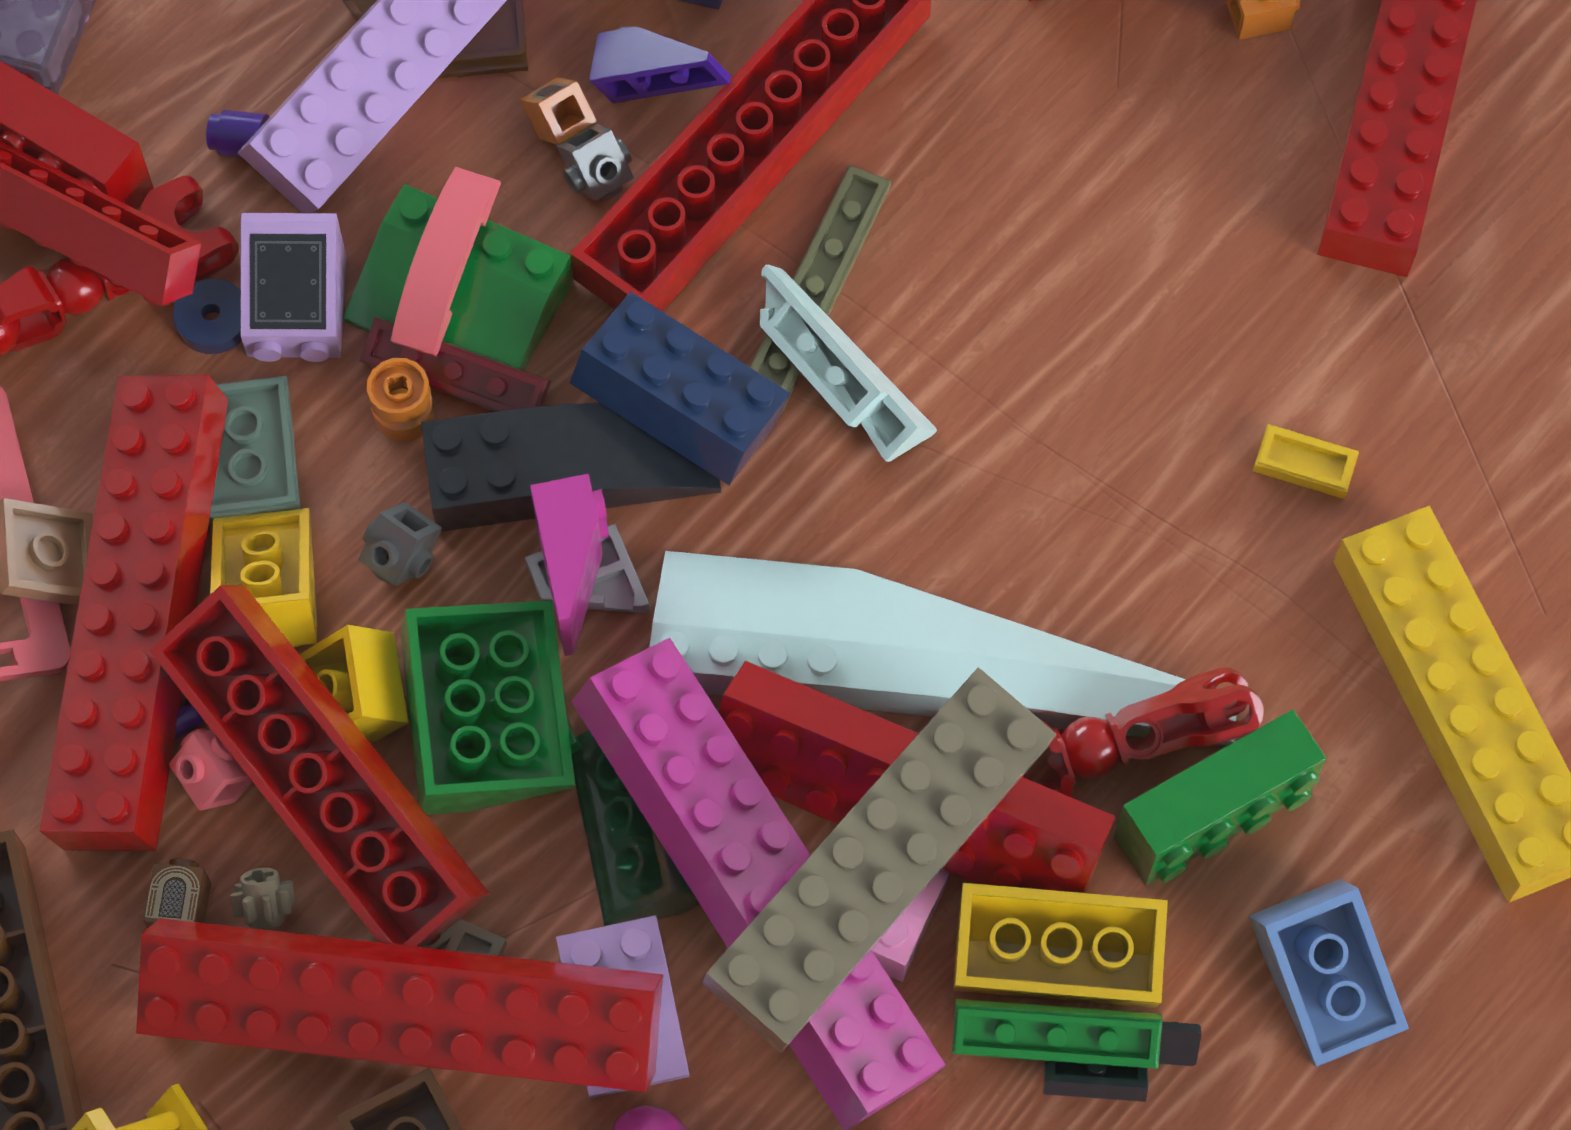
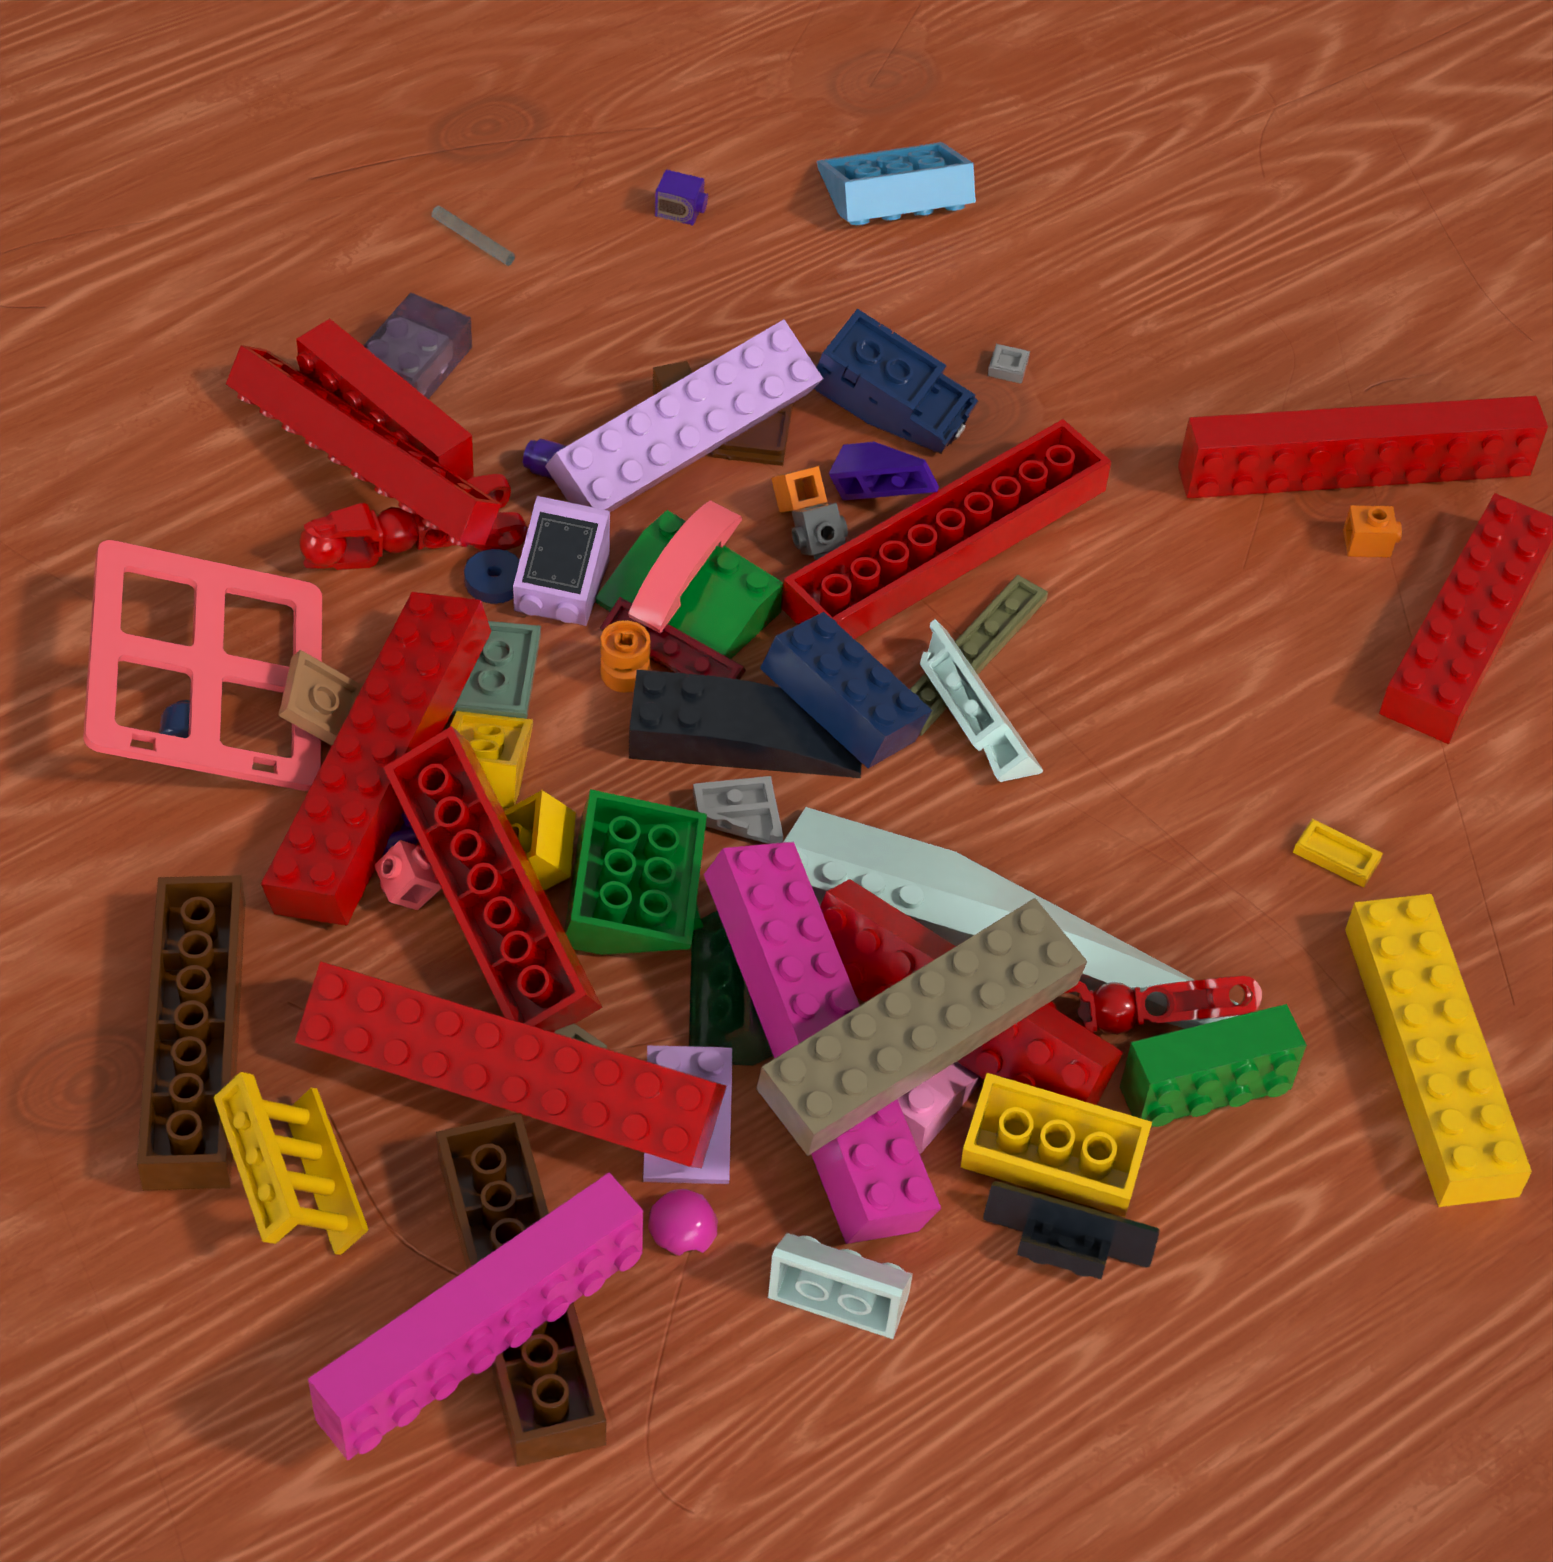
camera: 10 degrees right, 15 degrees down
(177, 892) = (357, 952): brick -> none
(262, 898) = (421, 972): dark tan gear -> none
(399, 544) = (597, 753): dark grey brick -> none
(570, 534) = (731, 773): dark pink slope -> none
(1057, 1033) = (1038, 1207): green tile -> none
(1329, 970) = (1277, 1218): medium blue slope -> none

